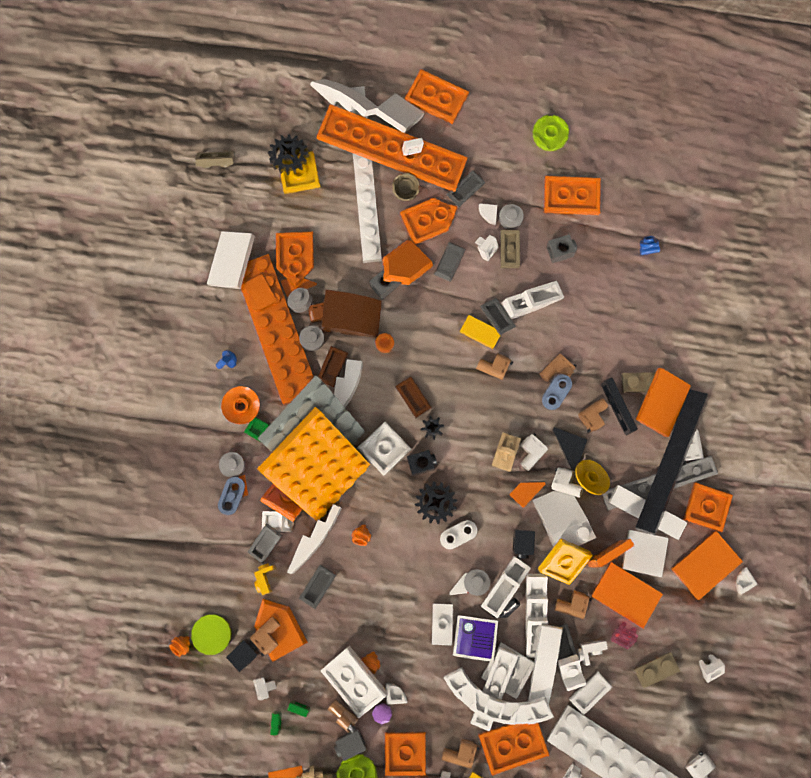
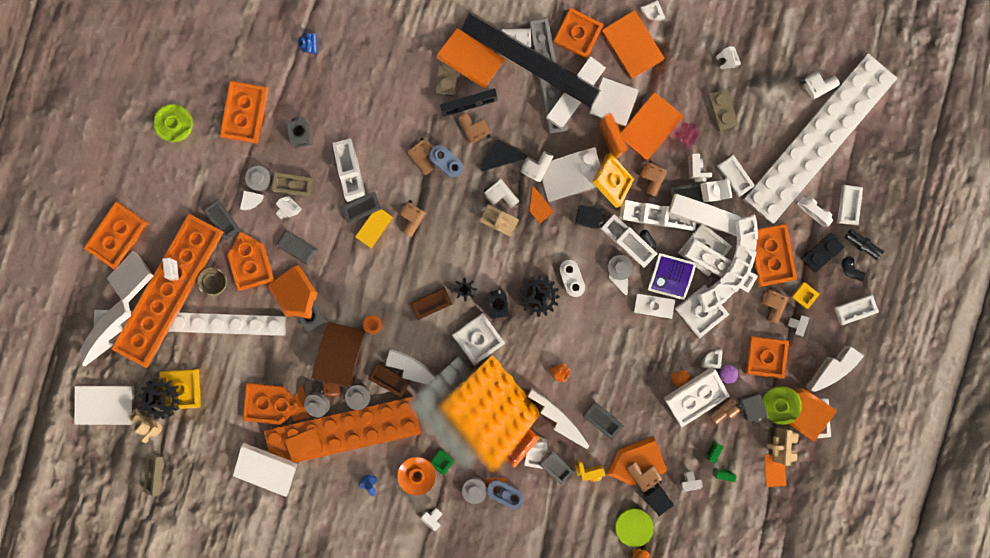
camera: 80 degrees left, 10 degrees up
(198, 425) = (431, 519): none -> white tile
(261, 144) = (144, 425): none -> tan hips
(275, 107) = (103, 405): none -> white tile
(434, 671) = (695, 318): none -> white tile
(592, 477) = (535, 140): yellow dish -> none

